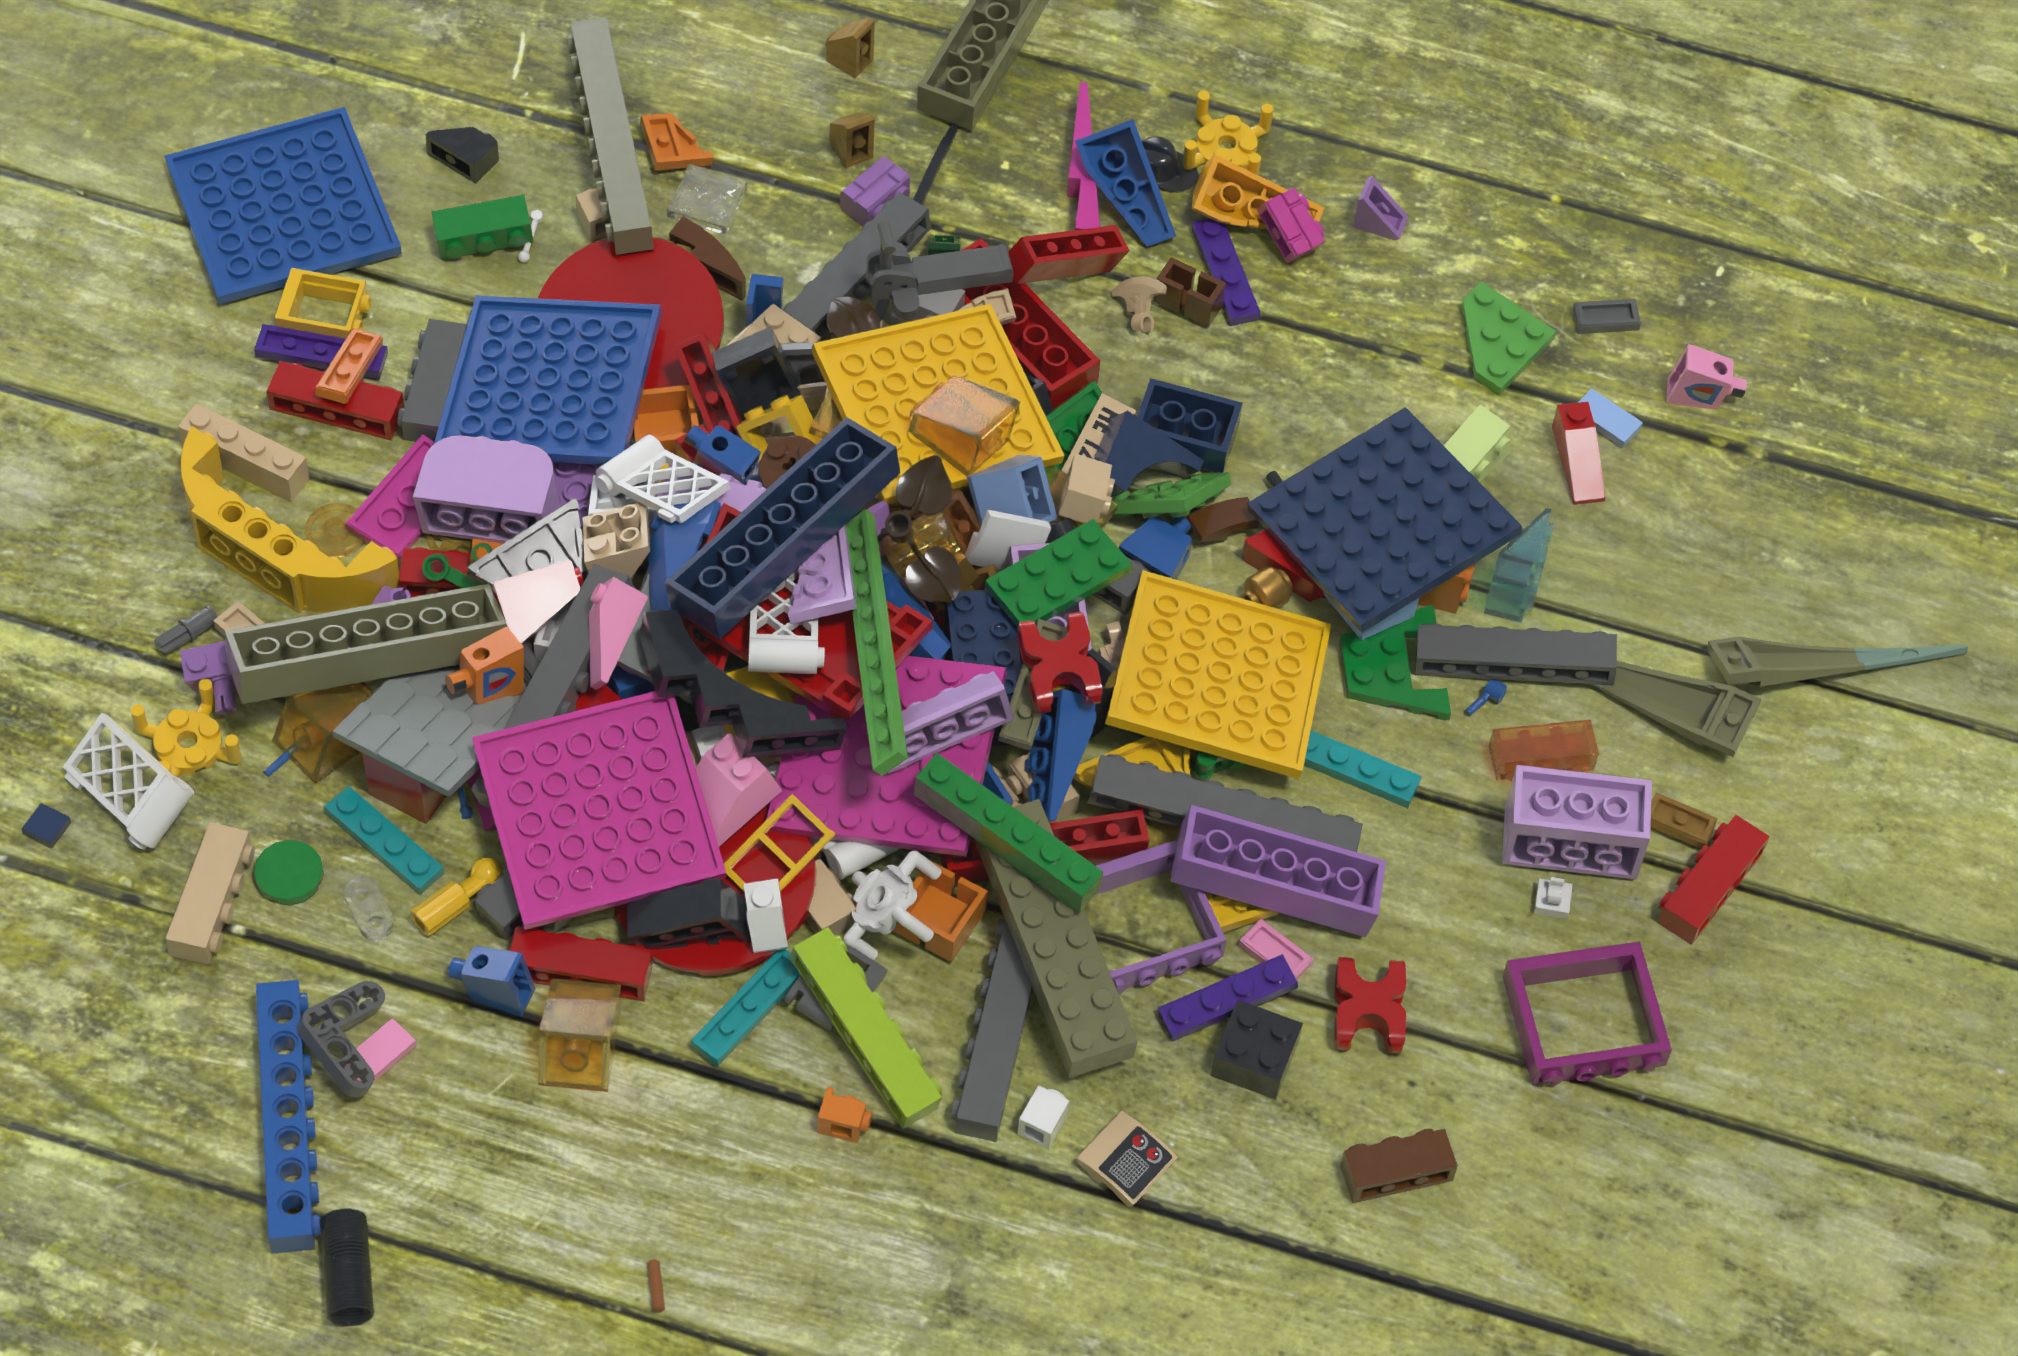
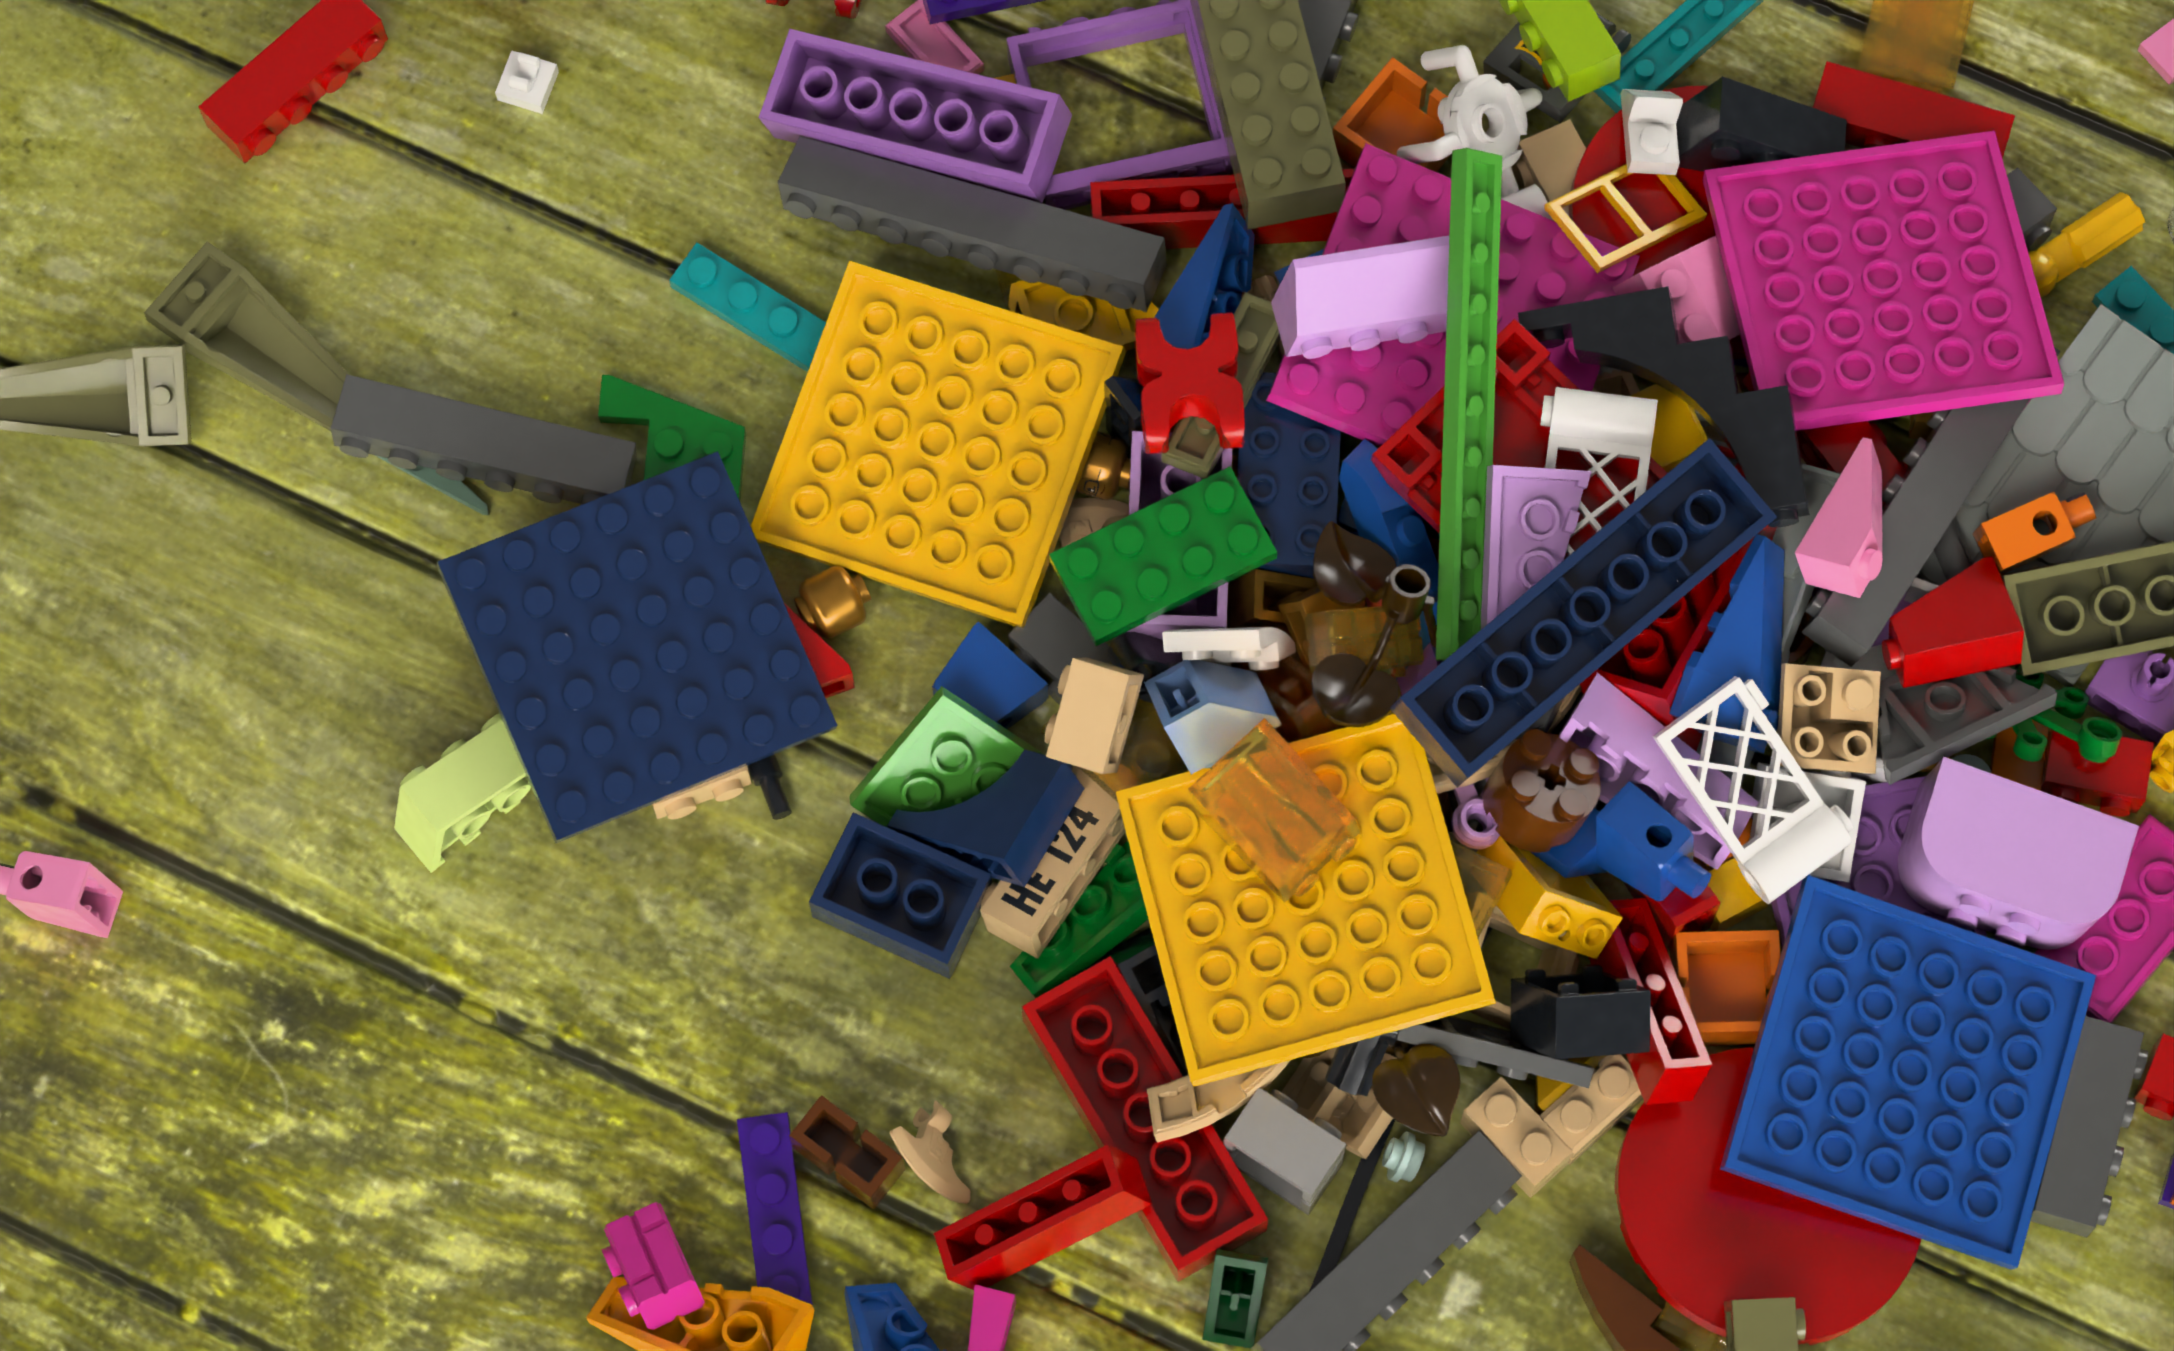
camera: 165 degrees left, 15 degrees up
(495, 978) = (2038, 99): blue torso -> none
(763, 293) = (1548, 1203): blue panel -> none
(899, 279) = (1325, 1159): dark grey piece -> none
(1008, 833) = (1307, 123): green brick -> none
(1221, 518) = (866, 735): reddish brown slope -> none
(1379, 212) = (497, 1293): medium lavender slope -> none
(1494, 690) = (527, 405): blue hand -> none
(1501, 337) = (356, 1036): bright green plate -> none
(1520, 571) = (421, 599): clear light blue slope -> none
(1551, 746) = (482, 295): clear orange brick -> none
(1577, 822) = (471, 139): lavender brick -> none
(1579, 452) = (291, 796): slope -> none
(1606, 316) = (173, 1059): dark grey tile -> none
(1611, 419) = (227, 864): light blue tile -> none
(1681, 821) = (314, 171): pearl gold plate -> none

